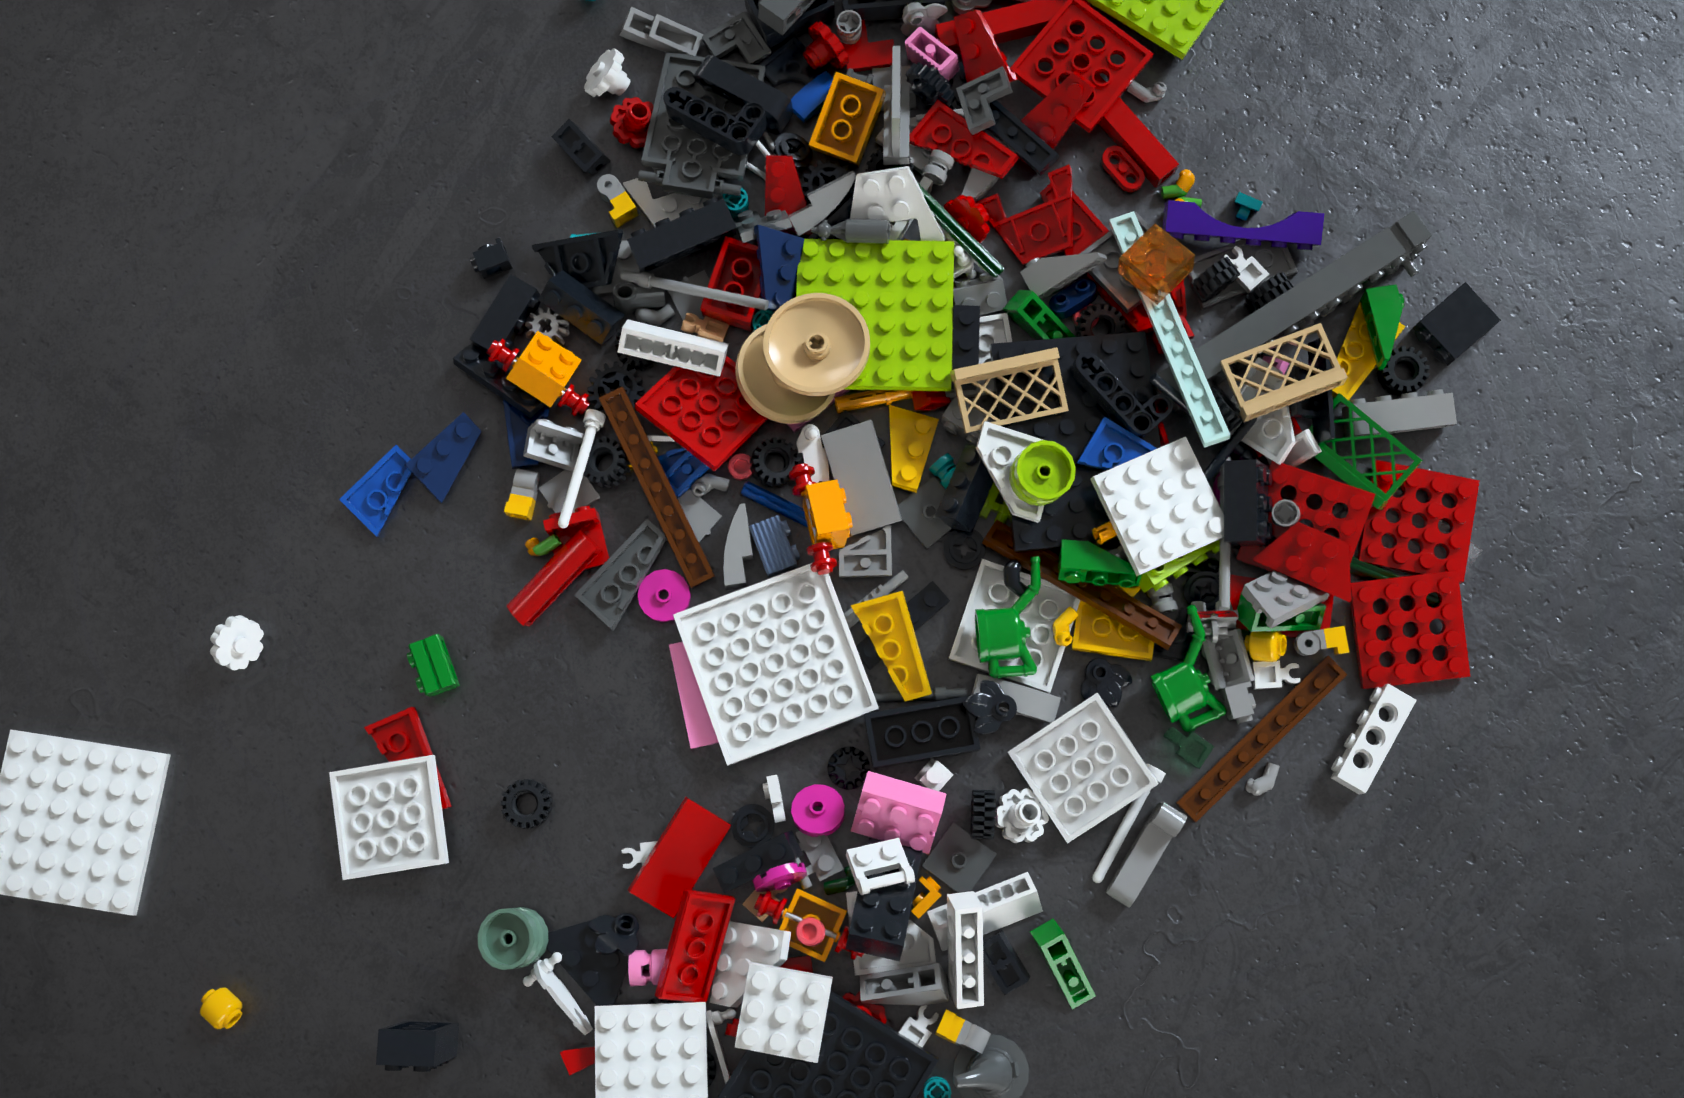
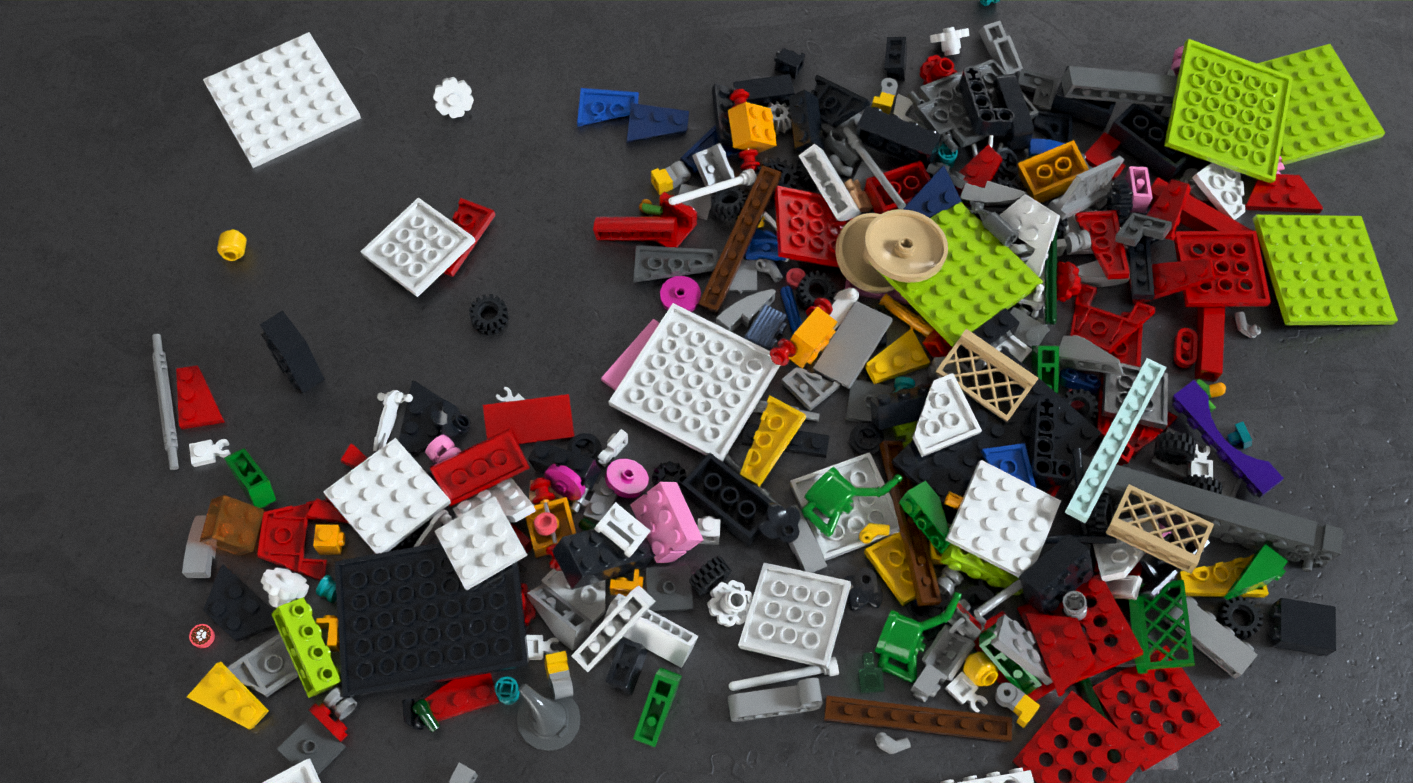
camera: 45 degrees right, 15 degrees down
(432, 665) = (528, 205): green brick -> none
(512, 938) = (400, 363): sand green wheel -> none
(824, 48) = (1081, 131): red plant -> none
(846, 22) = (1107, 134): light grey wheel -> none
(919, 16) = (1155, 166): light grey plate -> none
(1012, 577) = (877, 473): black arm -> none
(1038, 459) = (953, 426): lime wheel -> none
(1156, 263) = (1147, 397): clear orange brick -> none

